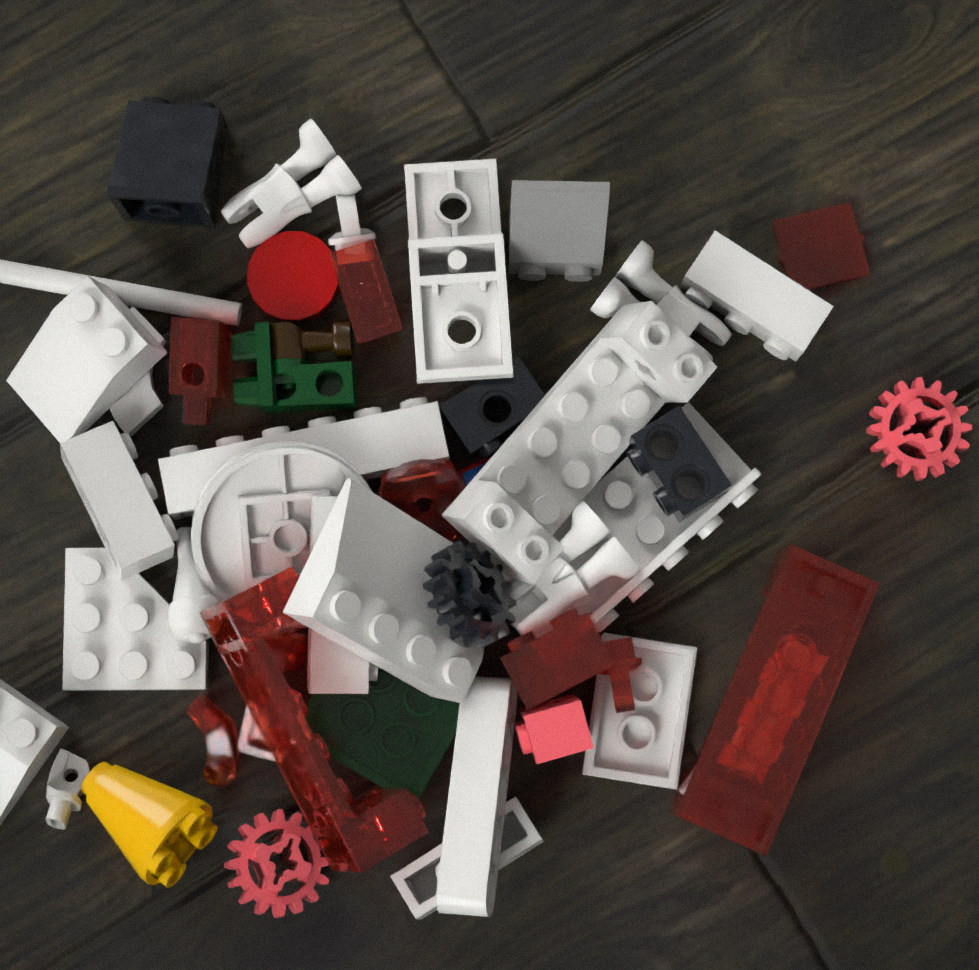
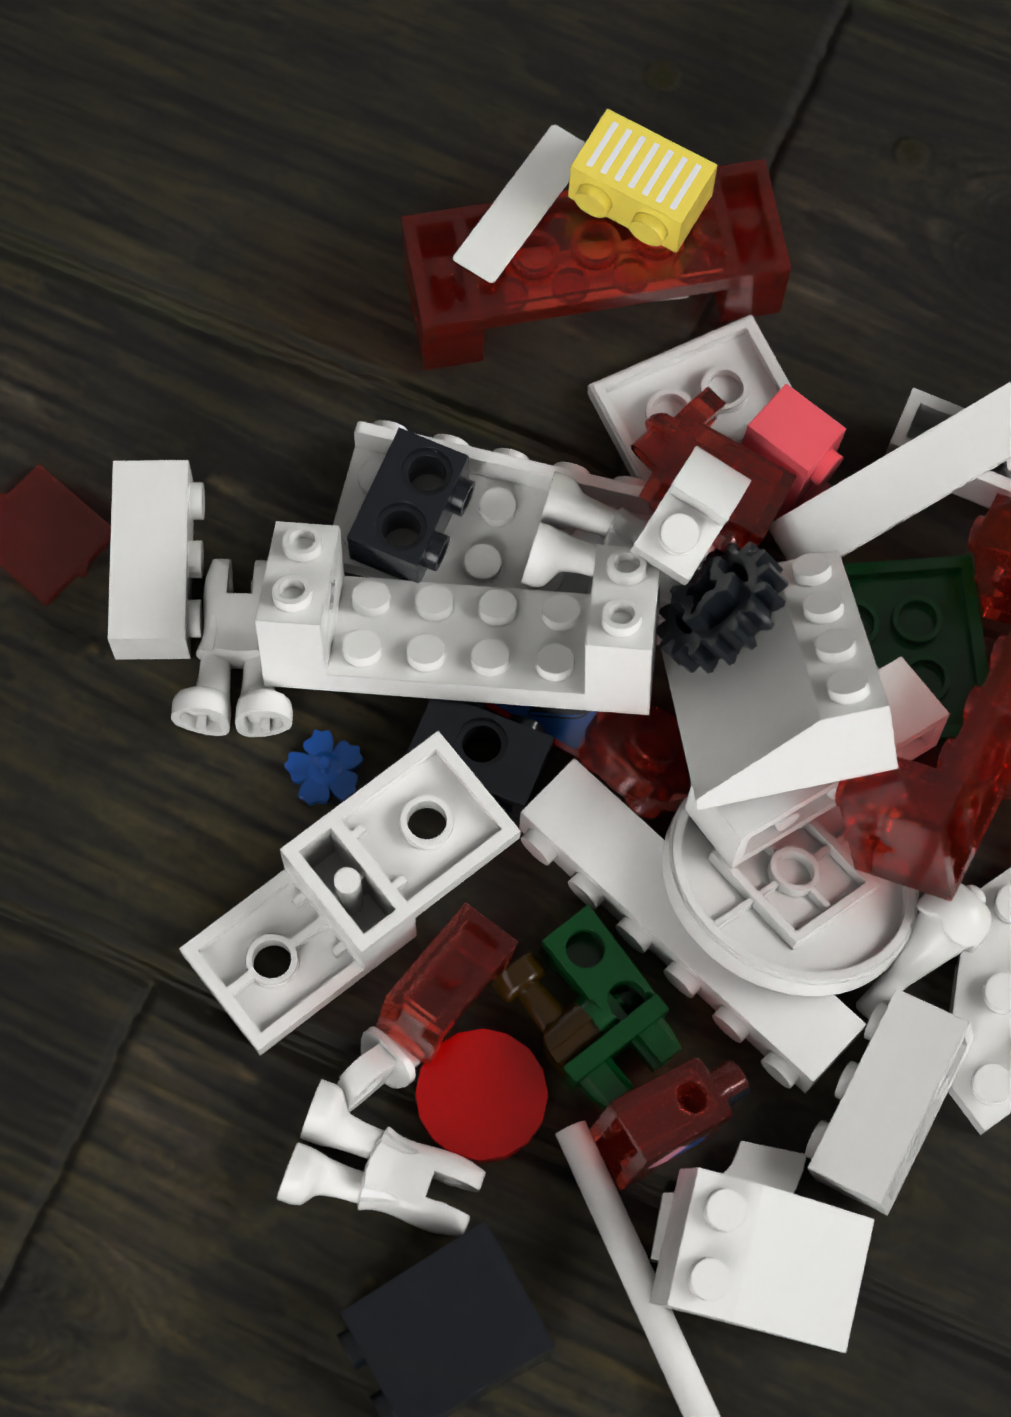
camera: 125 degrees left, 10 degrees down
(539, 614) = (691, 515): none -> white brick
(553, 319) = (324, 769): none -> blue plant
(557, 229) = (228, 804): light grey slope -> none
(797, 749) = (641, 181): none -> light yellow brick
(838, 669) = (520, 205): none -> white sticker
(926, 445) = (194, 328): coral gear -> none

